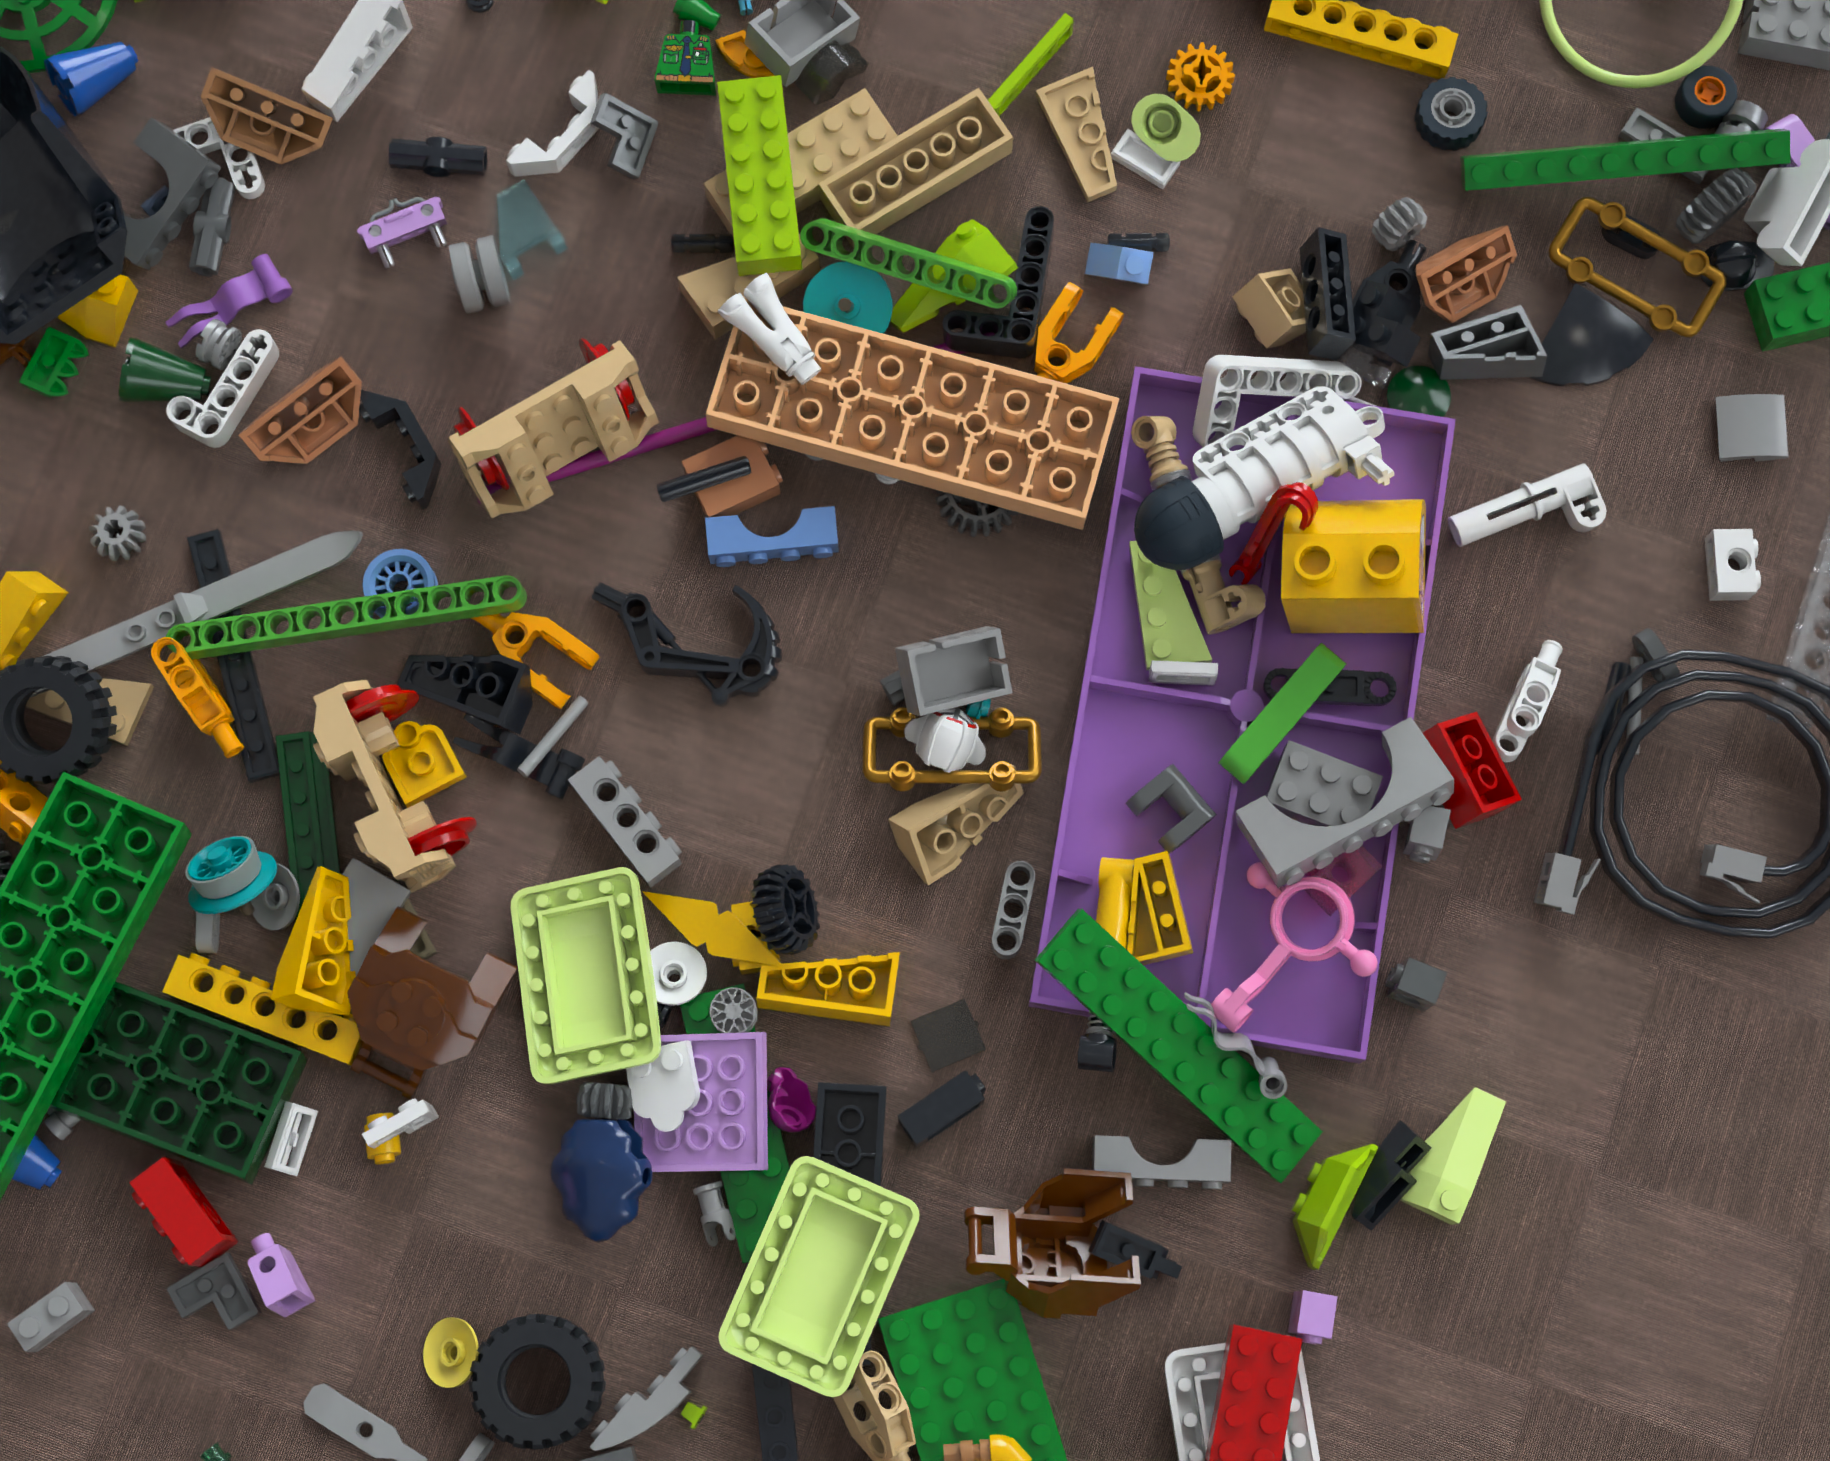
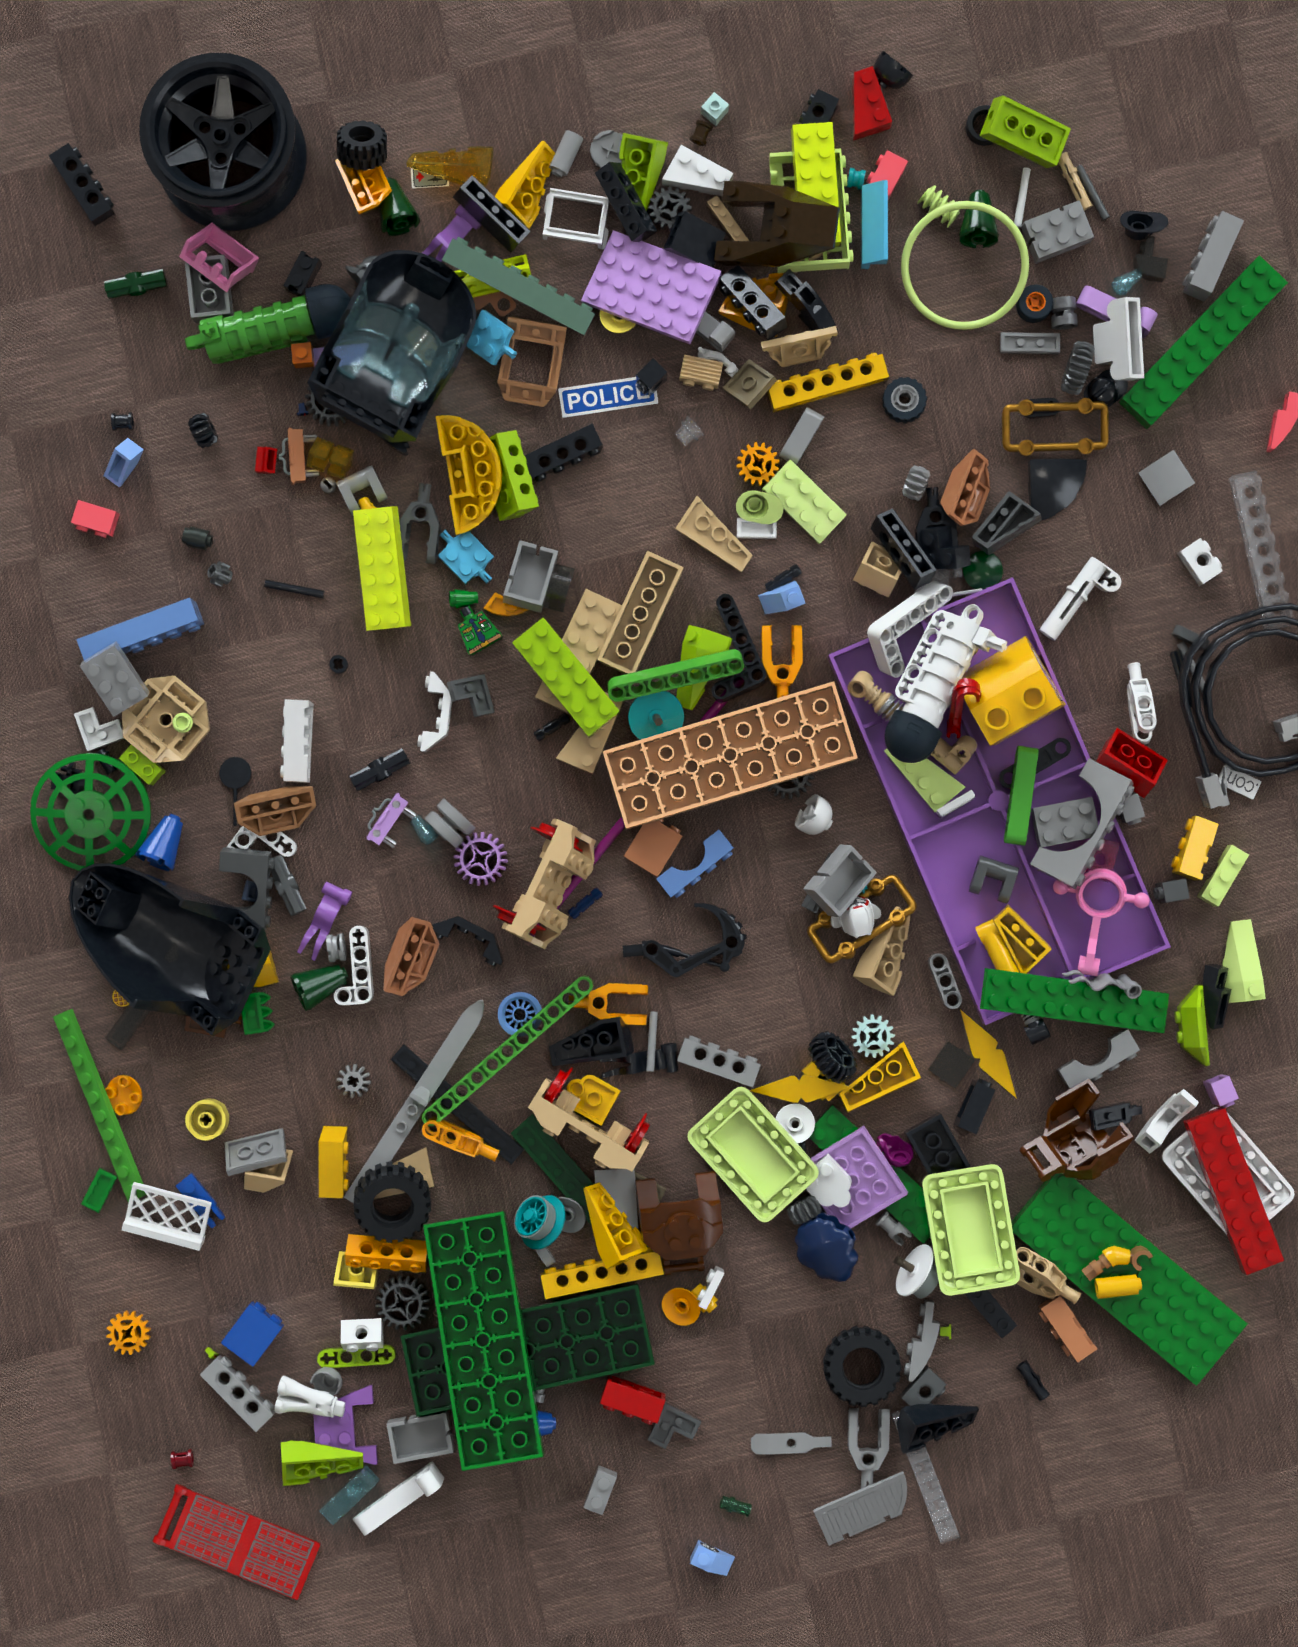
camera: 30 degrees left, 10 degrees up
(248, 52) = (235, 774): none -> black piece
(278, 1277) = (707, 1400): lavender torso -> none
(287, 1136) = (658, 1328): white tile -> none
(333, 1131) = (677, 1312): none -> light orange dish
(439, 269) = (423, 830): none -> clear light blue cone
(450, 1352) = (804, 1384): light yellow dish -> none
(465, 347) = (495, 850): none -> lavender gear
(523, 226) = (450, 777): clear light blue flag -> none
(589, 497) = (585, 903): none -> dark blue axle
(703, 1297) = (917, 1272): none -> white piece
(704, 478) = (642, 859): black axle -> none
(733, 1011) = (839, 1124): light grey wheel -> none
(785, 344) = (644, 765): white piece -> none
(847, 925) = (865, 1029): none -> light aqua gear
(978, 574) = (815, 817): none -> white cylinder
(1010, 1066) = (991, 1059): none -> yellow sticker
(1032, 64) = (663, 516): lime tile -> none
(1205, 1308) = (1165, 1119): none -> white arch
(1233, 160) = (805, 501): none -> yellowish green plate
(1281, 77) = (801, 436): none -> light grey beam
(1485, 947) = (1194, 848): none -> yellow wedge
(1503, 1011) = (1224, 875): none -> yellowish green arch
(1607, 901) = (1241, 783): none -> white tile
(1625, 159) = (1014, 372): green brick -> none

